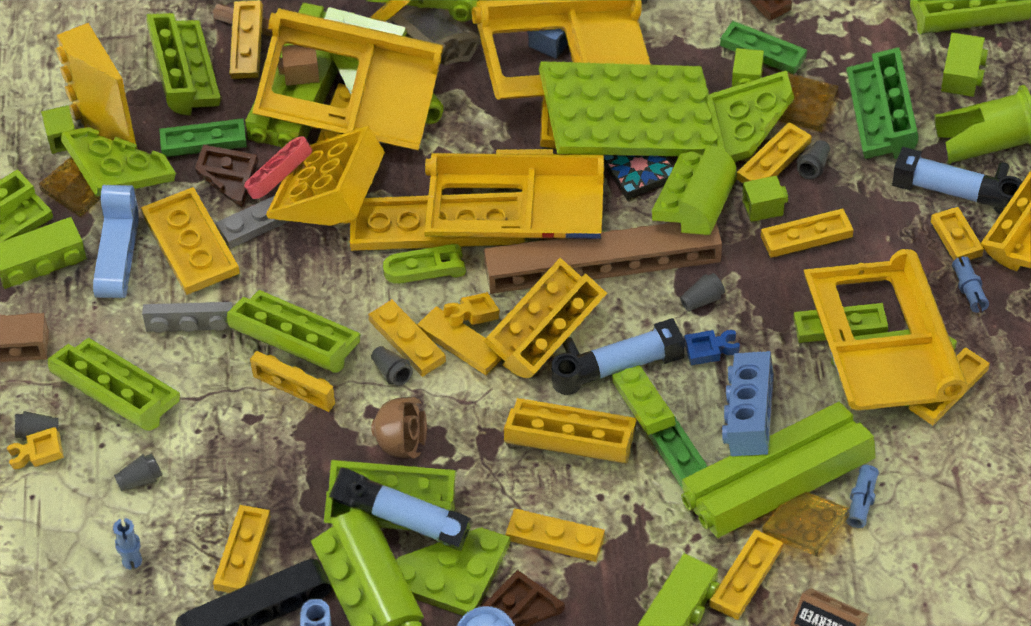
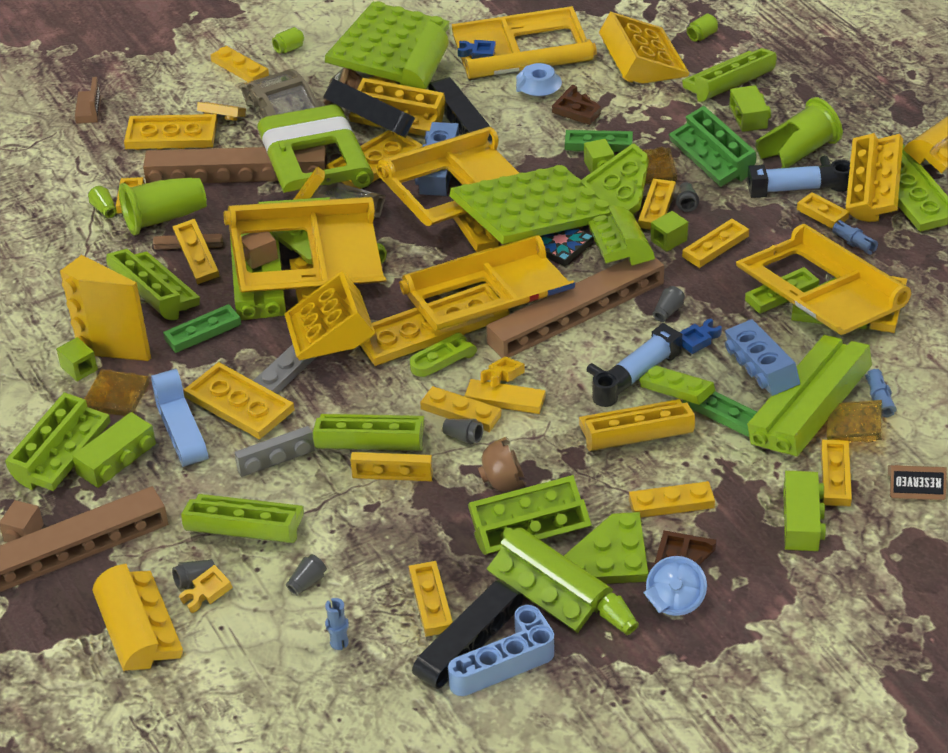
camera: 25 degrees left, 10 degrees down
(115, 161) = (140, 363): lime plate -> none
(227, 171) = (237, 344): reddish brown wing -> none
(278, 167) = (280, 327): coral beam -> none
(400, 508) = (508, 514): piece -> none
(544, 319) = (565, 357): yellow brick -> none

